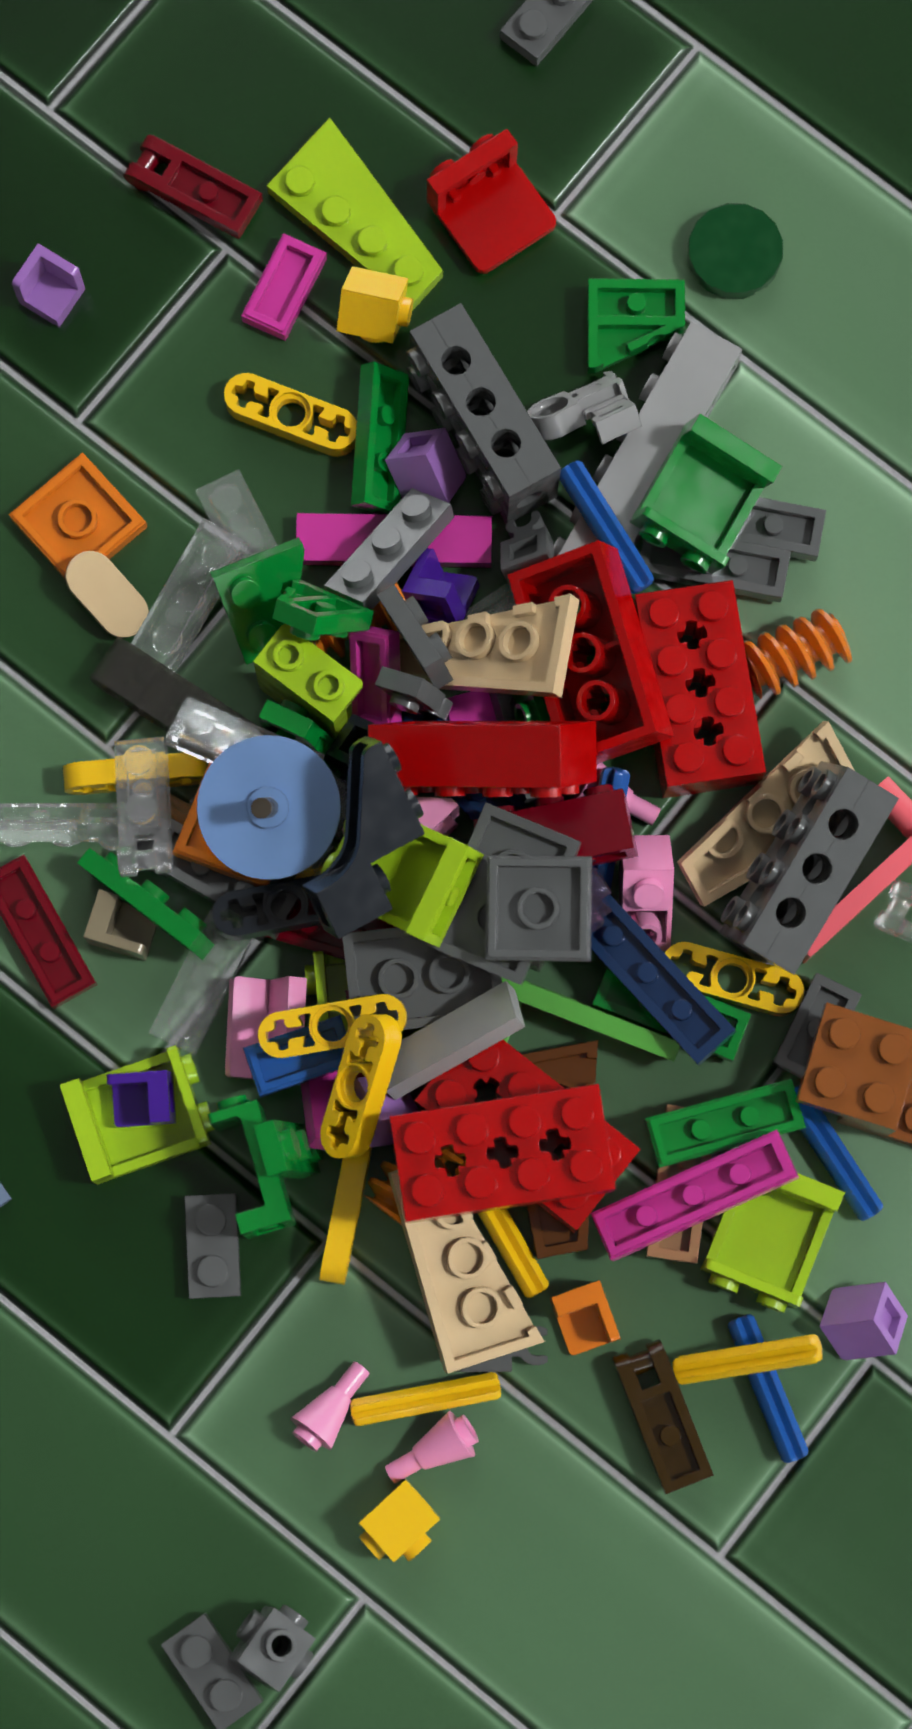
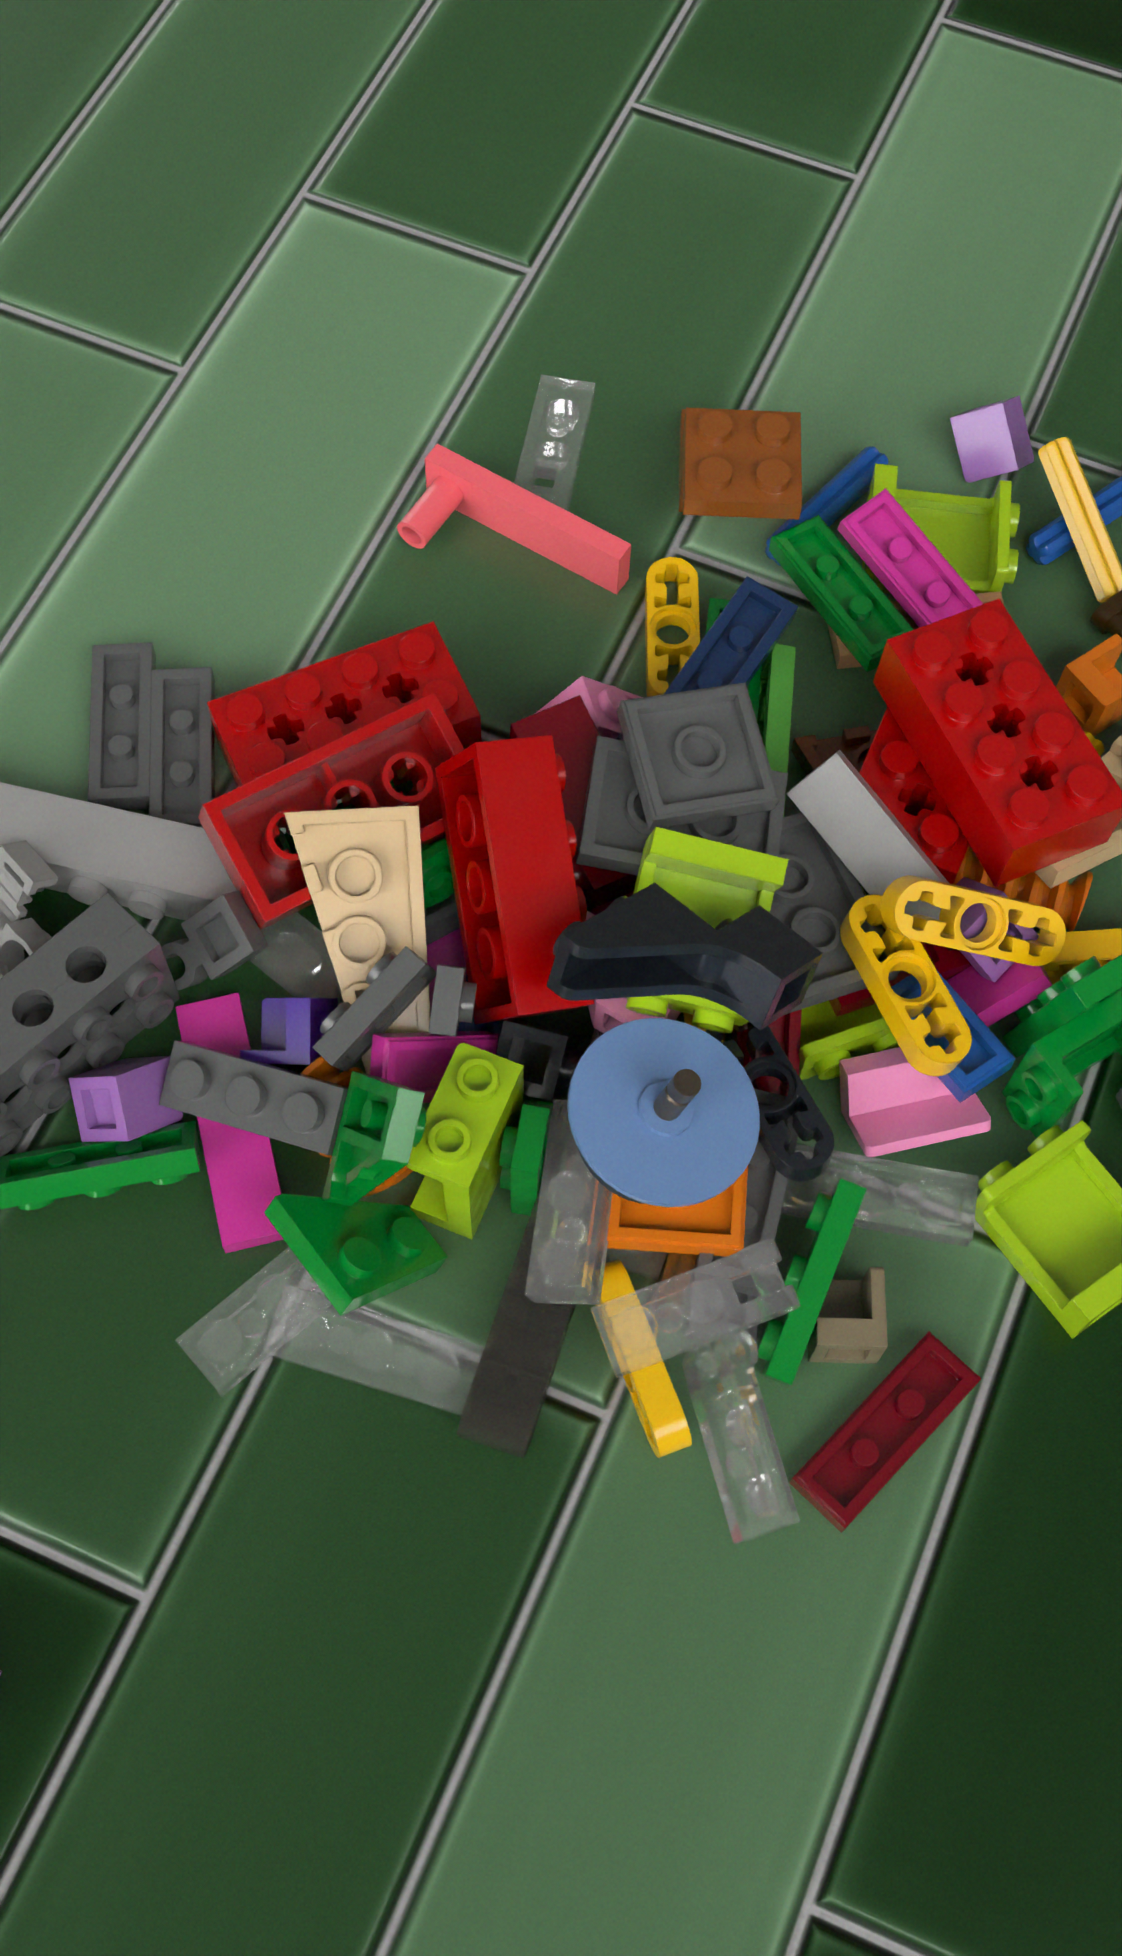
camera: 105 degrees left, 15 degrees down
(77, 514) = (295, 1549): orange tile -> none
(106, 594) = (397, 1469): tan tile -> none
(143, 1098) = (1056, 1215): dark purple panel -> none
(254, 412) = (90, 1347): yellow beam -> none
(605, 523) = (159, 854): blue axle -> none
(703, 494) = (101, 756): green panel -> none
(727, 850) = (474, 617): tan wing -> none
(796, 650) = (269, 630): orange piece -> none
(797, 1043) = (707, 542): dark grey plate -> none
(830, 855) = (533, 551): dark grey brick -> none

